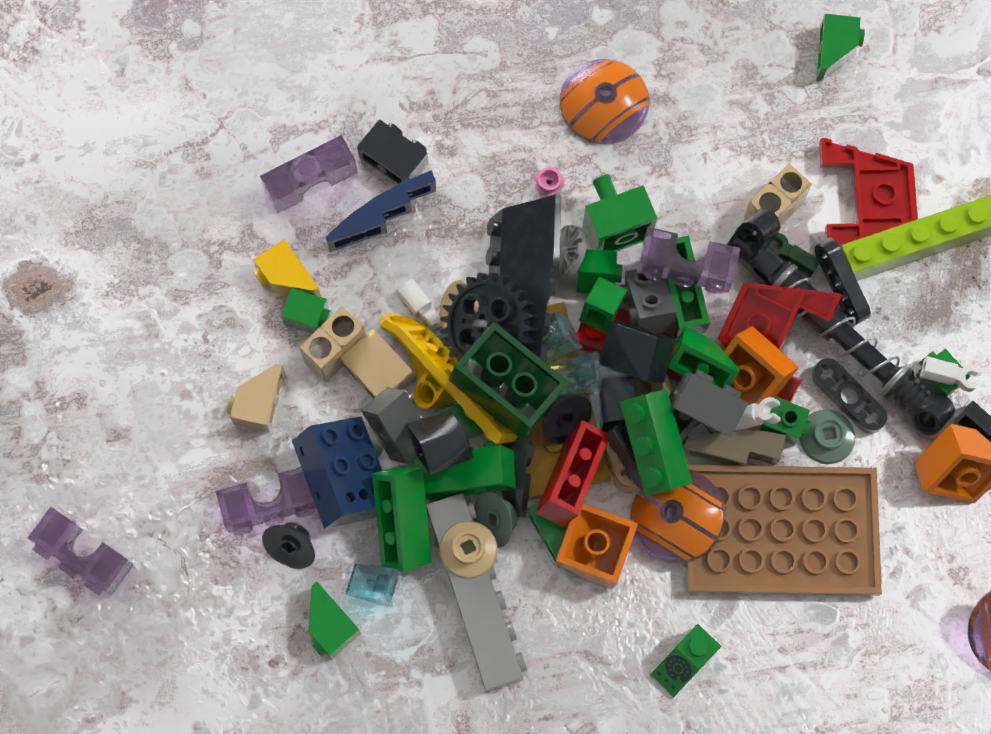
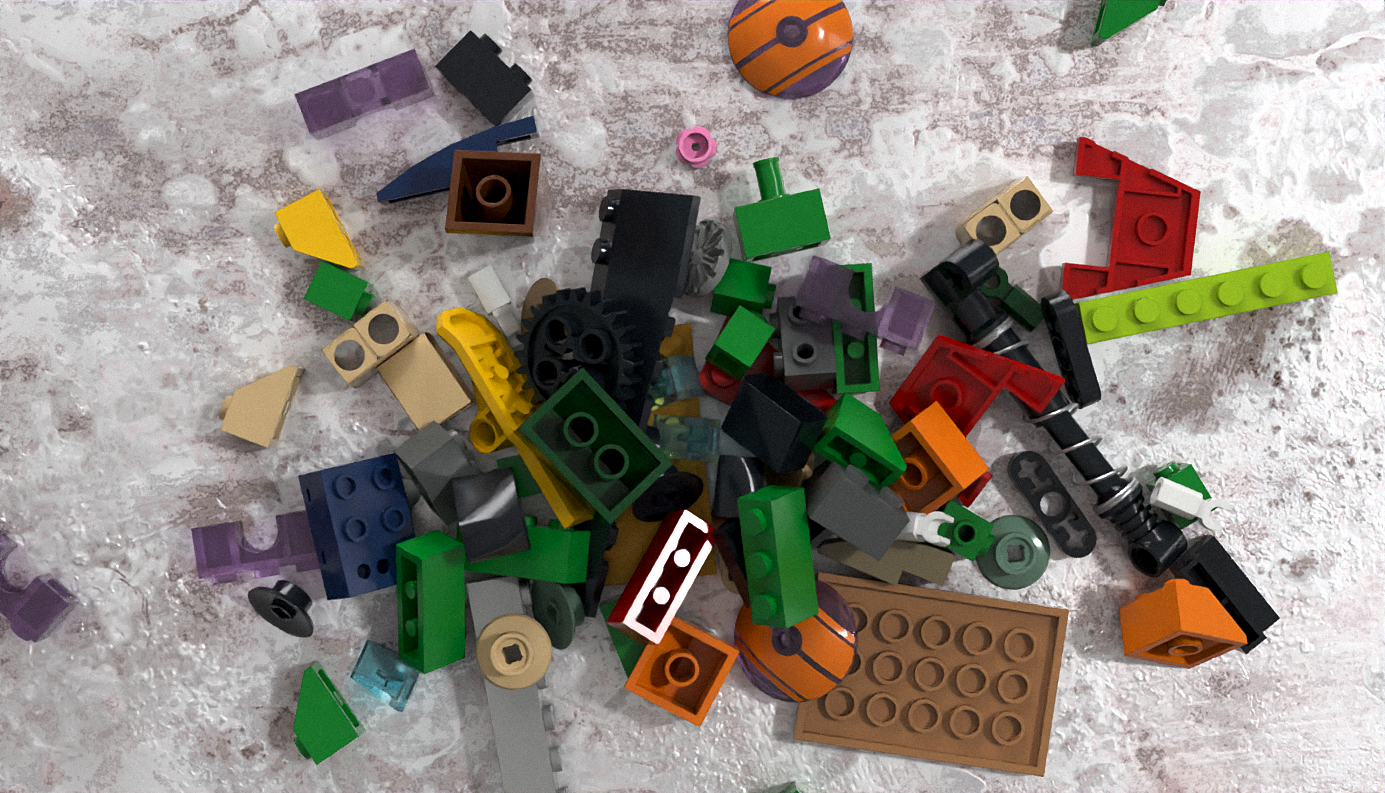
camera: 10 degrees right, 15 degrees up
(416, 222) = (499, 194): none -> reddish brown slope

